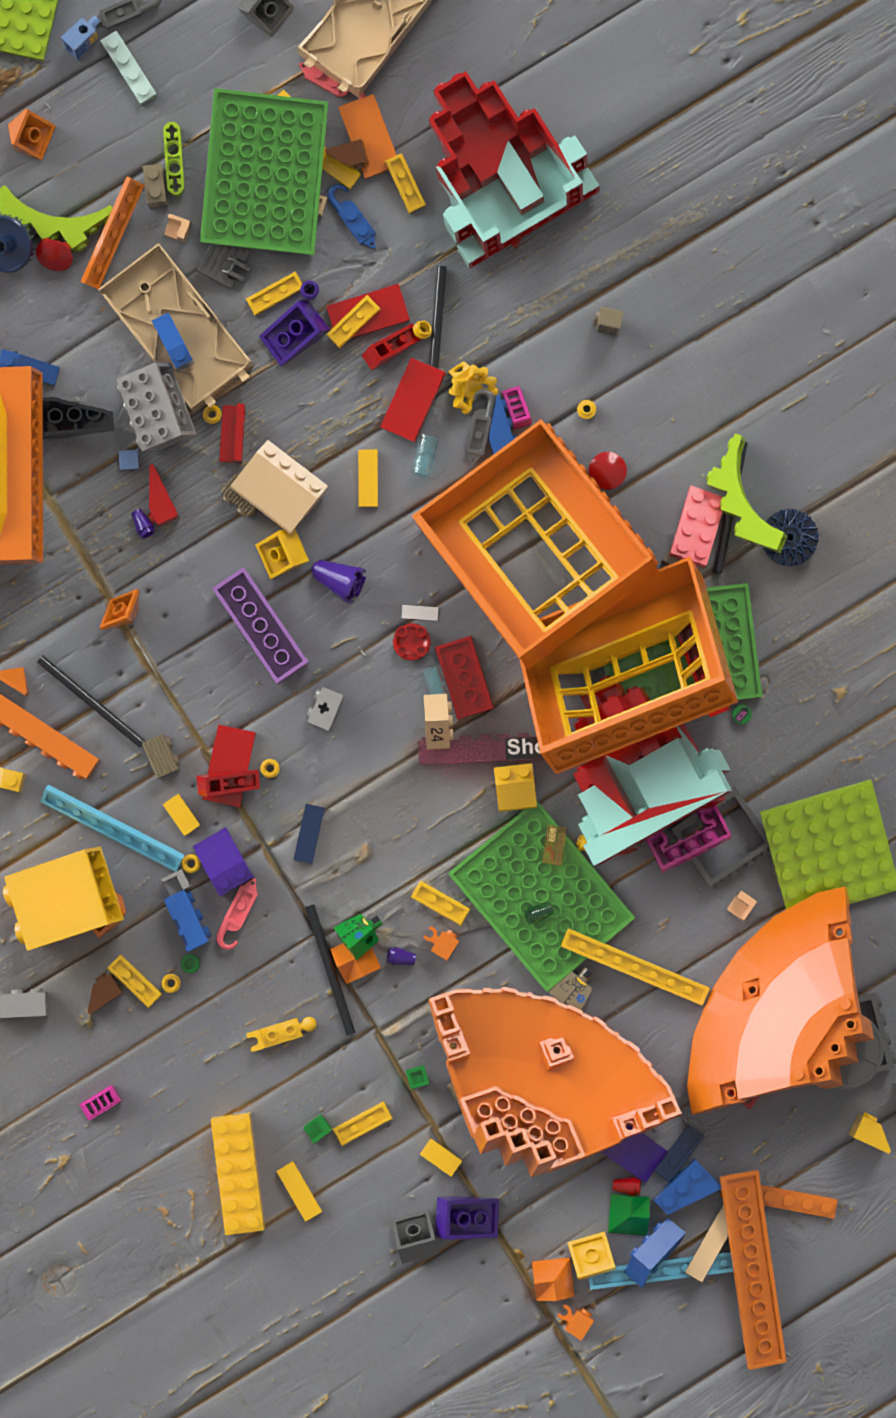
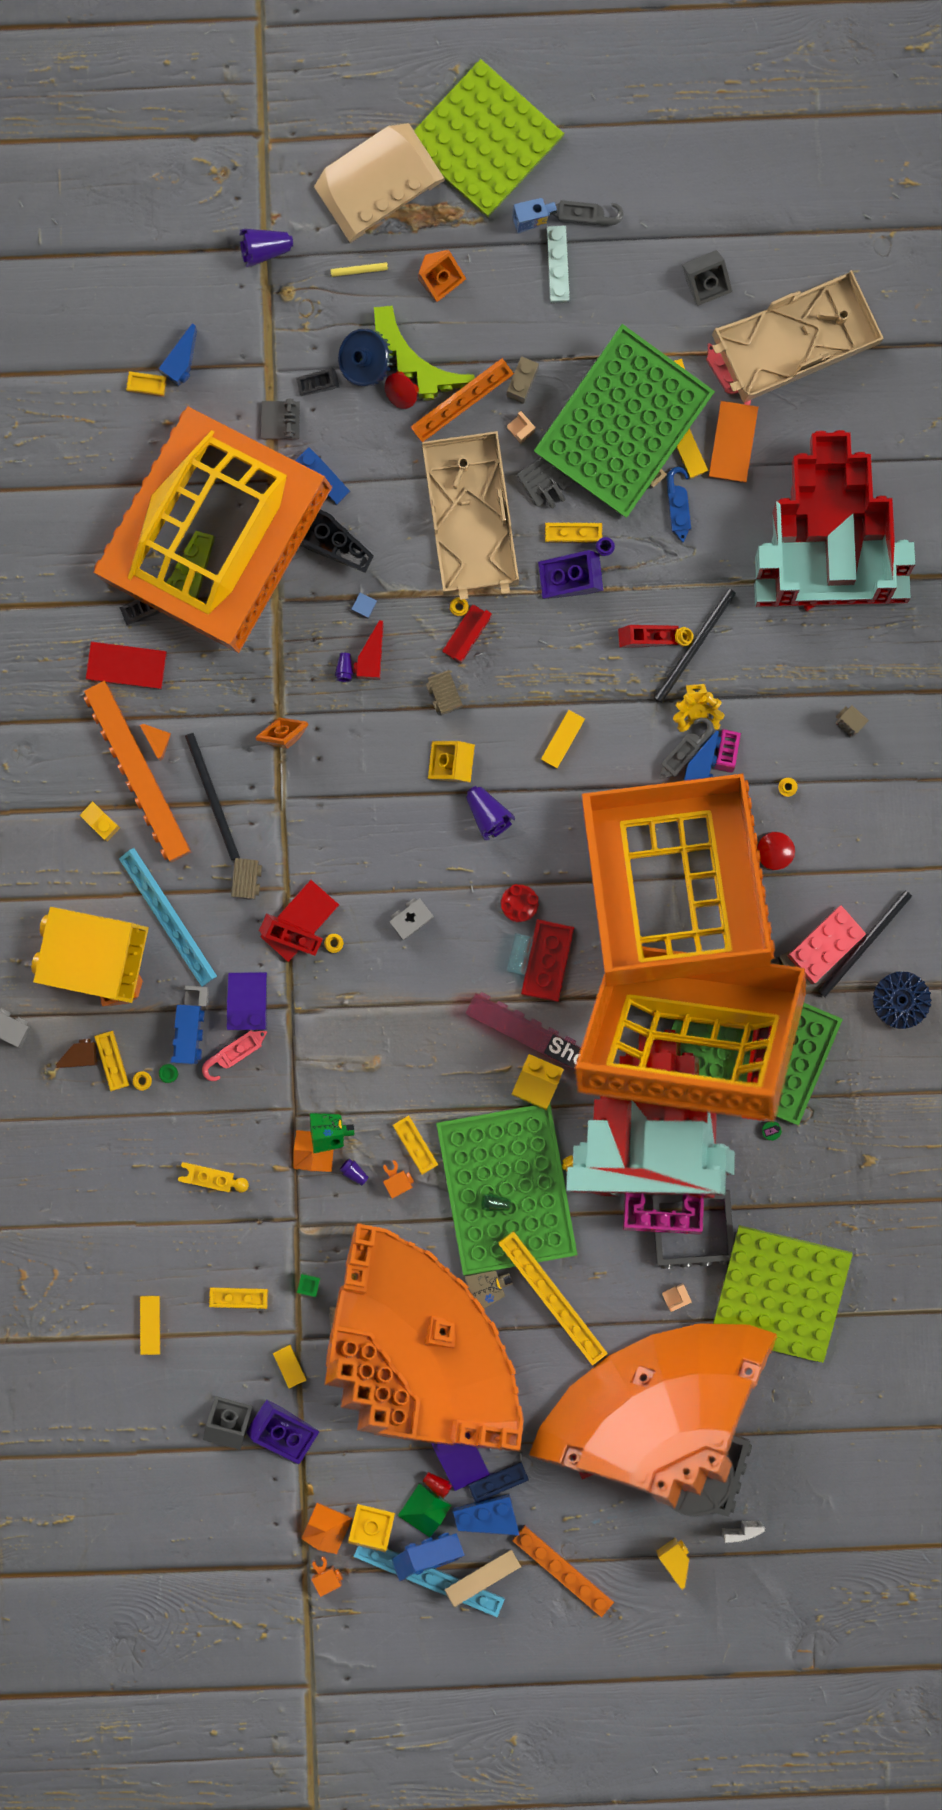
camera: 30 degrees right, 0 degrees up
(114, 1094) = (38, 1149): dark pink slope -> none
(155, 406) = (413, 572): light grey brick -> none
(173, 342) = (460, 524): blue slope -> none
(174, 159) = (551, 365): lime beam -> none
(181, 814) = (234, 939): yellow tile -> none
(186, 868) = (212, 984): yellow plate -> none
(238, 1173) = (105, 1279): yellow brick -> none
(260, 626) = (396, 814): medium lavender brick -> none
(279, 487) = (481, 703): tan slope -> none
(309, 833) = (335, 1019): dark blue tile -> none
(317, 1128) = (197, 1280): green panel -> none
(330, 970) = (286, 1148): black piece -> none
(350, 154) = (708, 448): reddish brown slope -> none
(353, 321) = (627, 595): yellow tile -> none
(388, 299) = (644, 595): red tile -> none
(405, 183) = (741, 500): yellow tile -> none
(413, 400) = (641, 693): red tile -> none
(420, 612) = (541, 881): white sticker -> none
(425, 455) = (623, 747): clear light blue pin -> none
(438, 721) = (502, 986): tan brick -> none
(554, 845) = (543, 1151): clear yellow tile -> none
(728, 480) = (871, 943): lime arch -> none
(753, 1269) = (505, 1621): orange plate -> none

